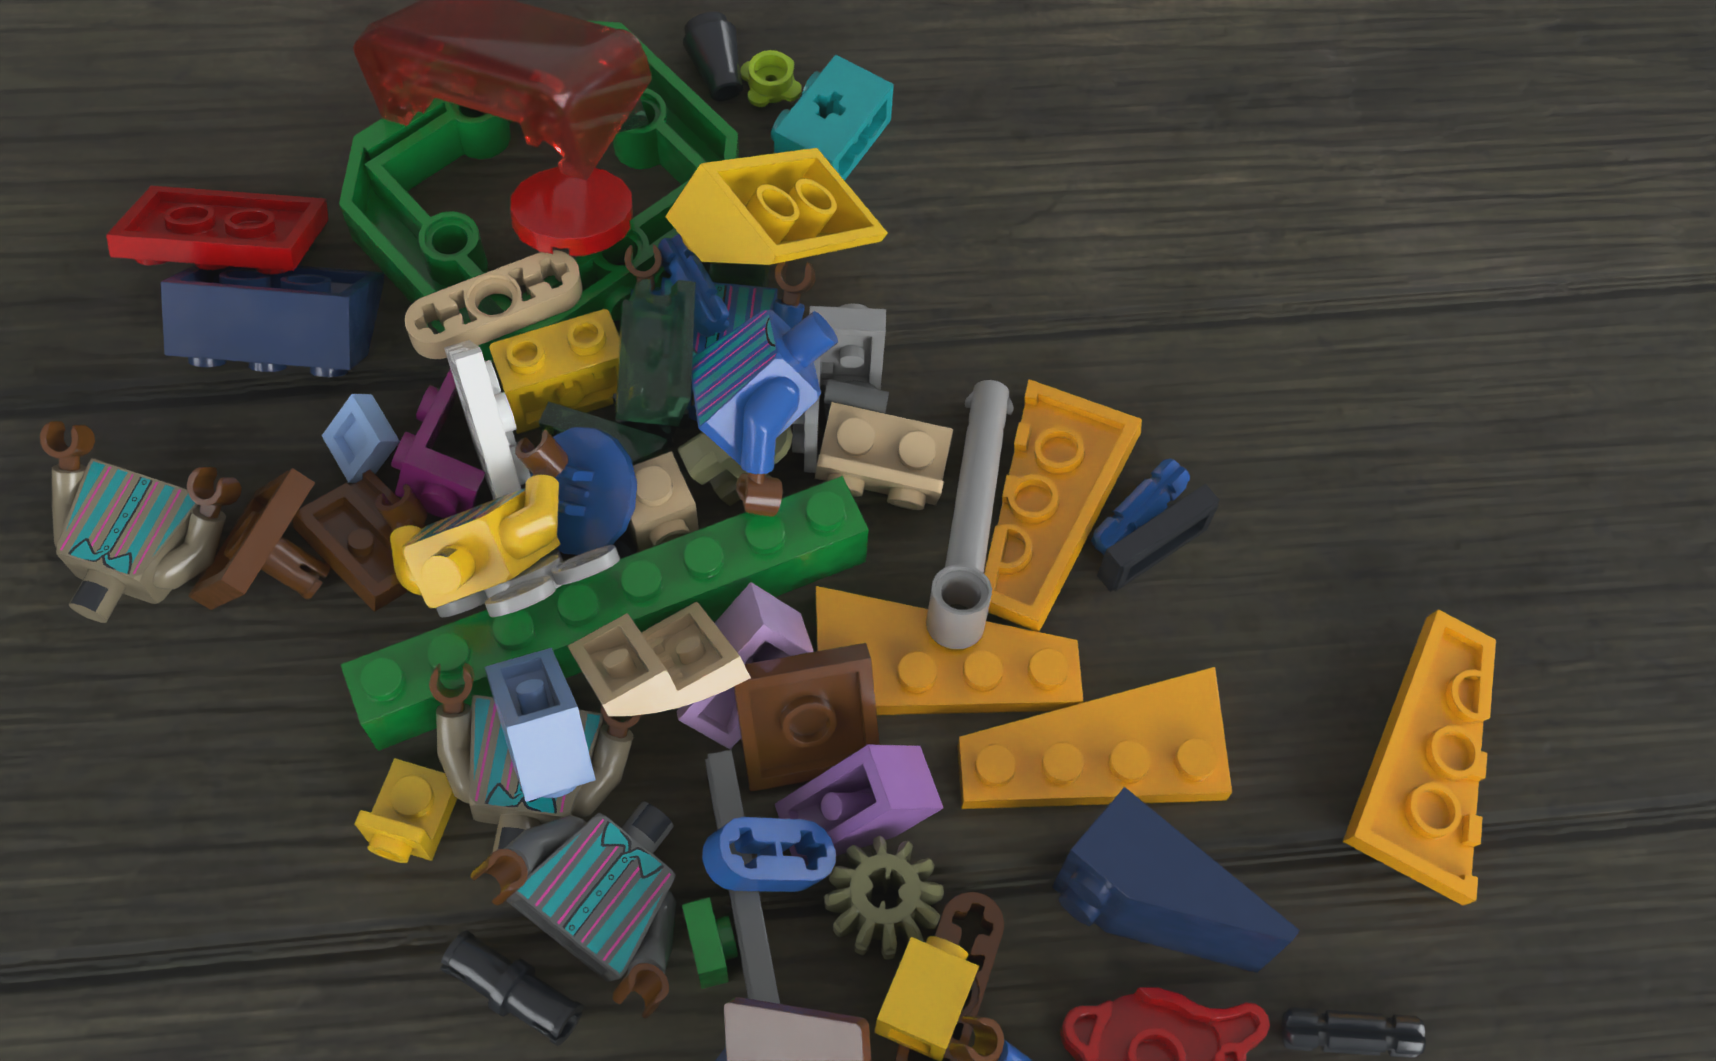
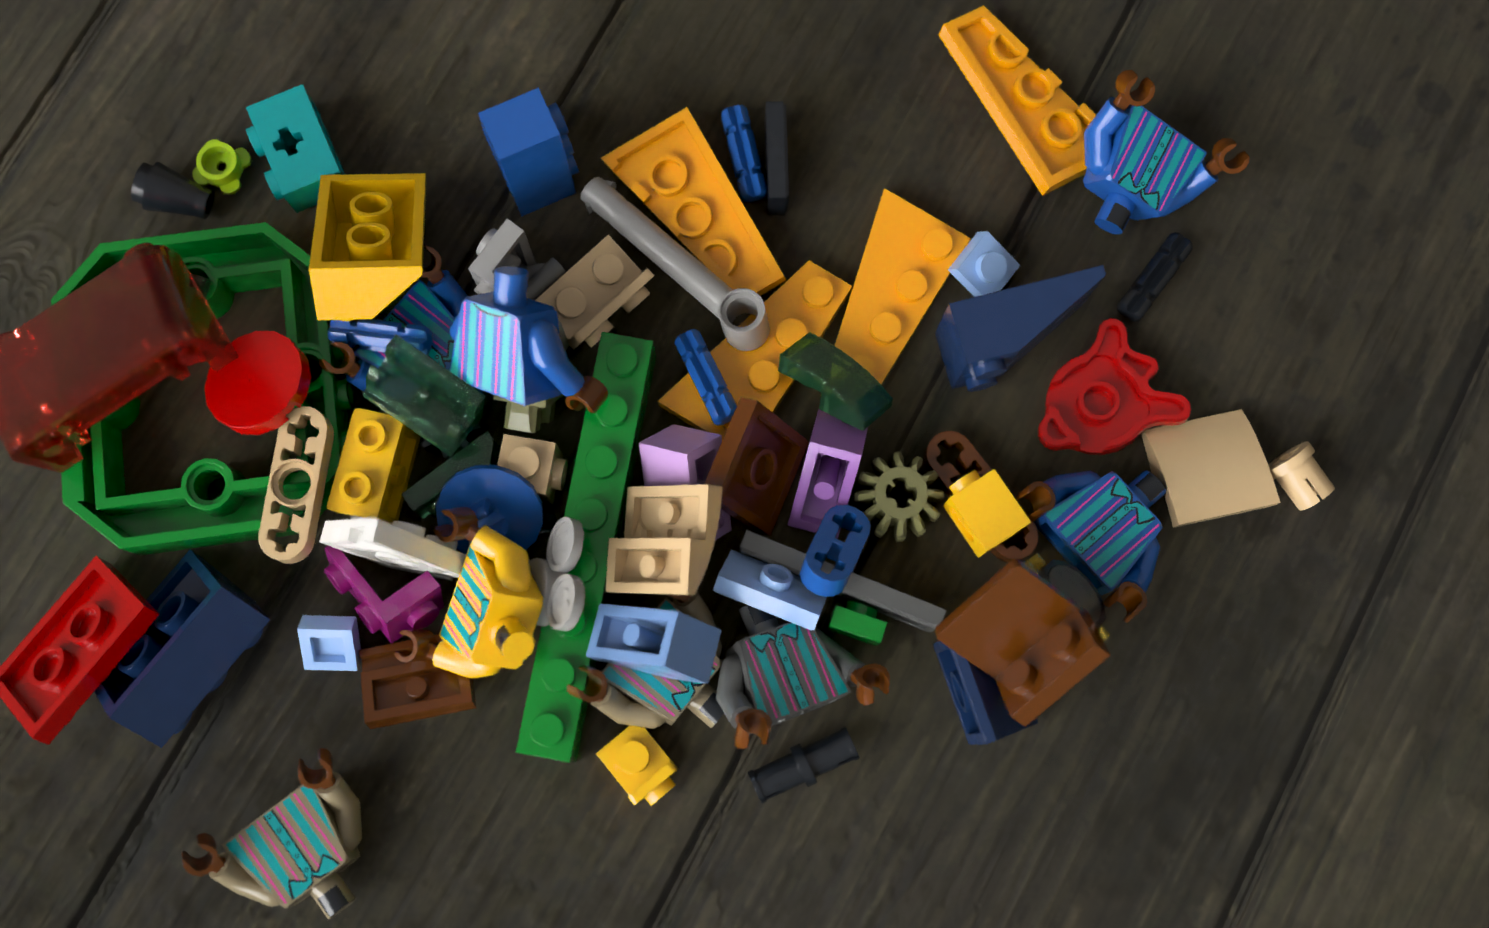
camera: 55 degrees left, 15 degrees up
(258, 544) = (375, 760): reddish brown tile -> none
(679, 814) = (769, 589): none -> light blue plate
(875, 604) = (706, 376): none -> blue axle
(962, 745) = (844, 384): none -> clear green slope
(975, 295) = (531, 150): none -> blue wedge
(1215, 823) = (983, 265): none -> light blue plate
(1467, 922) = (1142, 162): none -> torso

